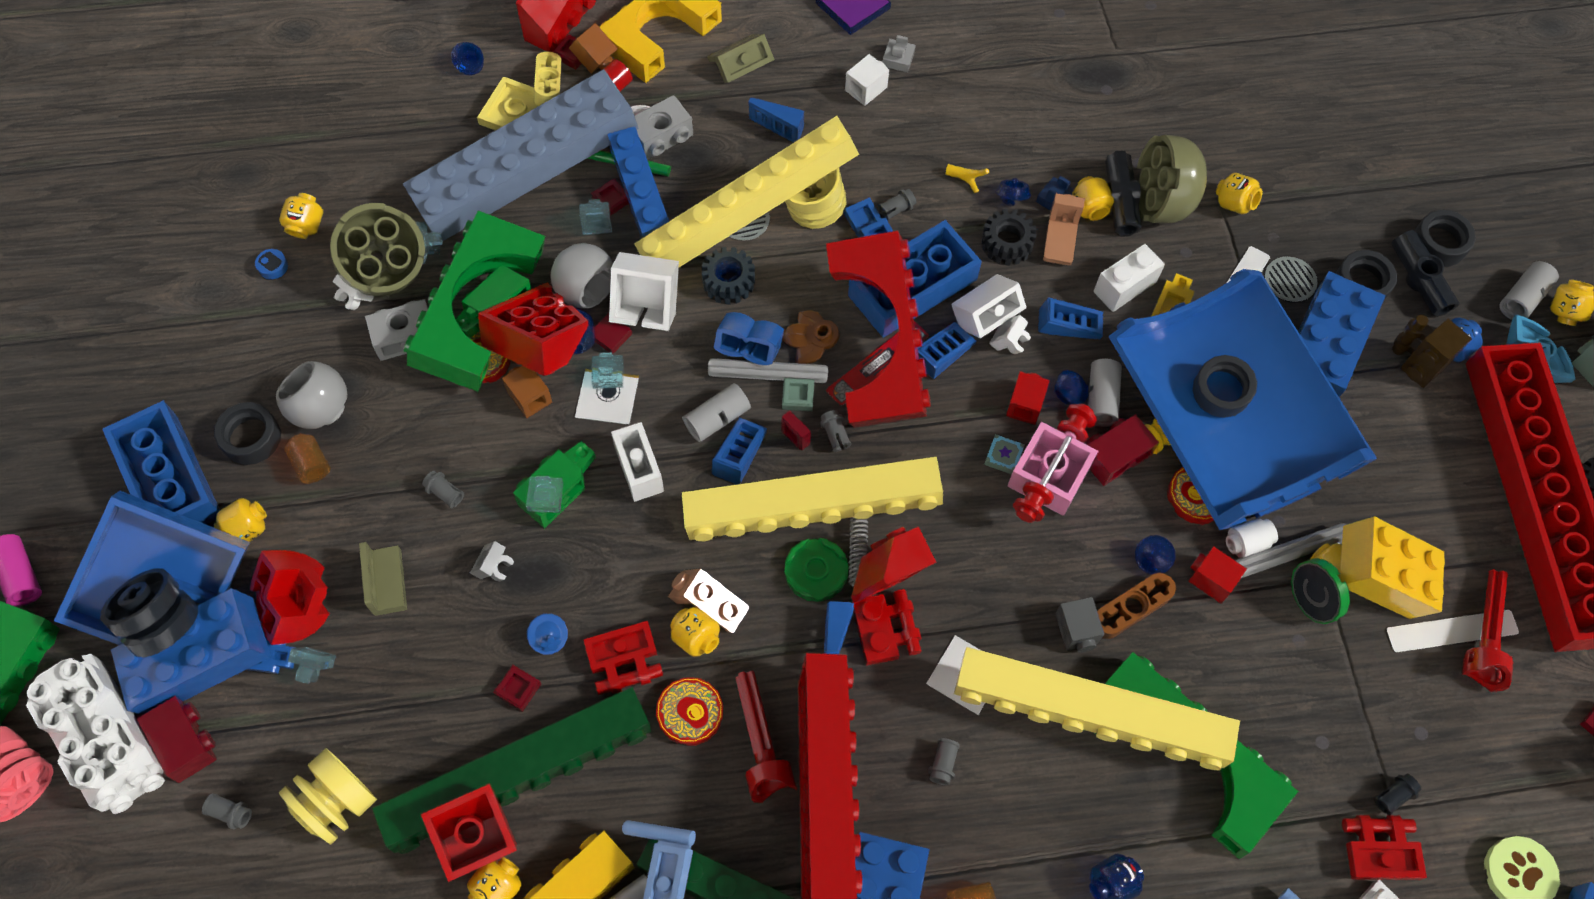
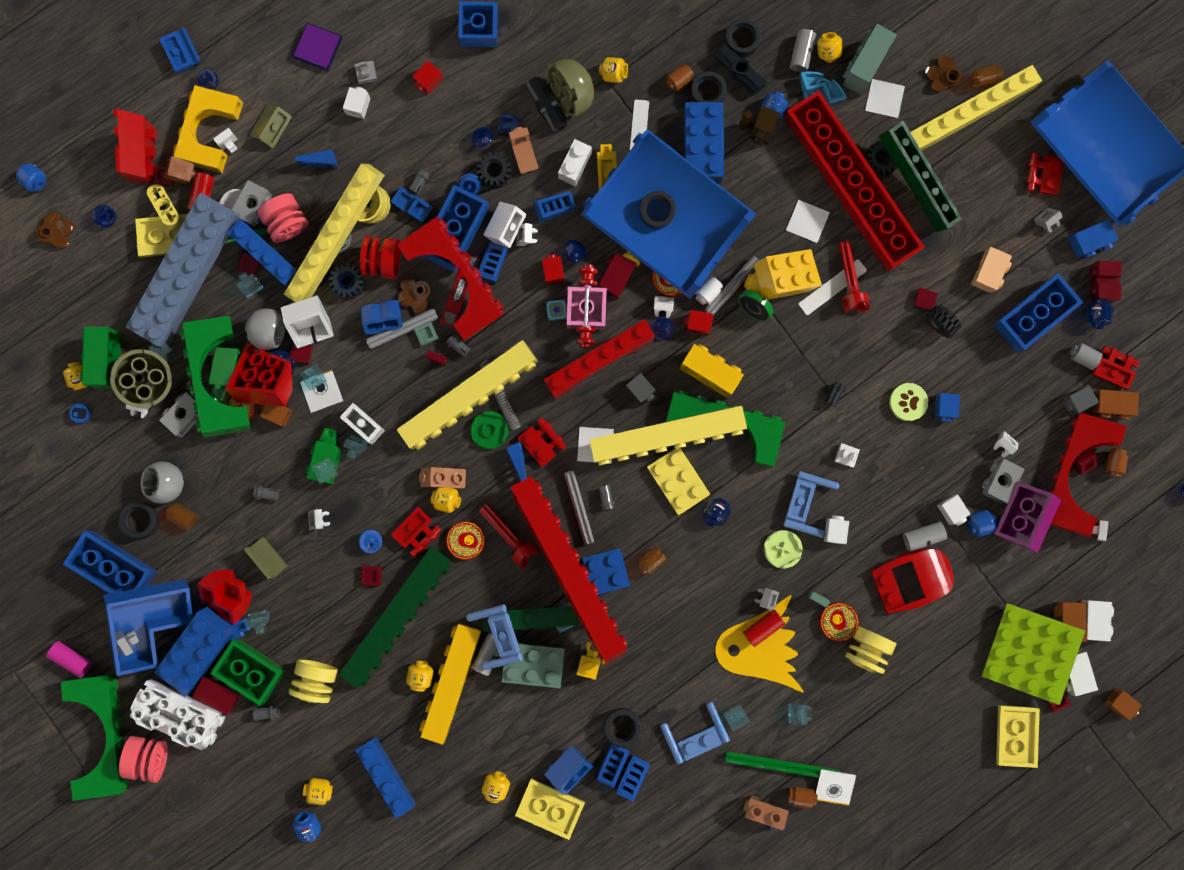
camera: 30 degrees left, 20 degrees up
(102, 578) = (126, 641): none -> light grey tile
(149, 612) = (166, 647): black wheel -> none
(242, 519) = (170, 569): yellow head -> none
(244, 728) = (248, 671): none -> green brick
(350, 184) = (99, 353): none -> green brick
(396, 47) = (58, 230): none -> reddish brown plate
(469, 832) = (394, 660): red slope -> none
(607, 489) = (355, 446): none -> clear light blue tile
(675, 45) = (226, 140): none -> white tile
(690, 156) = (282, 218): none -> coral wheel
(716, 412) = (387, 370): light grey pin -> none
(733, 468) = (408, 395): blue slope -> none
(791, 262) = (377, 257): none -> red wheel
(892, 562) = (528, 411): red slope -> none
(892, 756) = (579, 507): none -> light grey axle
(966, 175) = (451, 138): yellow bar -> none
(970, 234) = (470, 183): none -> blue hat
(977, 93) = (427, 78): none -> red brick
(1074, 798) = (678, 480): none -> light yellow plate
(1078, 62) = (478, 24): none -> blue brick
(1097, 197) = (530, 117): yellow head -> none
(1105, 391) = (595, 246): light grey pin -> none
(1106, 539) = (629, 341): none -> red arch
(1140, 593) = (675, 352): dark orange beam -> none
(1174, 523) = (665, 304): none -> white tile
(1207, 650) = (711, 370): none -> yellow brick
(1291, 279) = (666, 110): light grey sticker -> none
(1329, 244) = (679, 77): none -> dark orange brick
(1383, 859) = (841, 431): red plate -> none
(1448, 518) = (807, 221): none -> white sticker

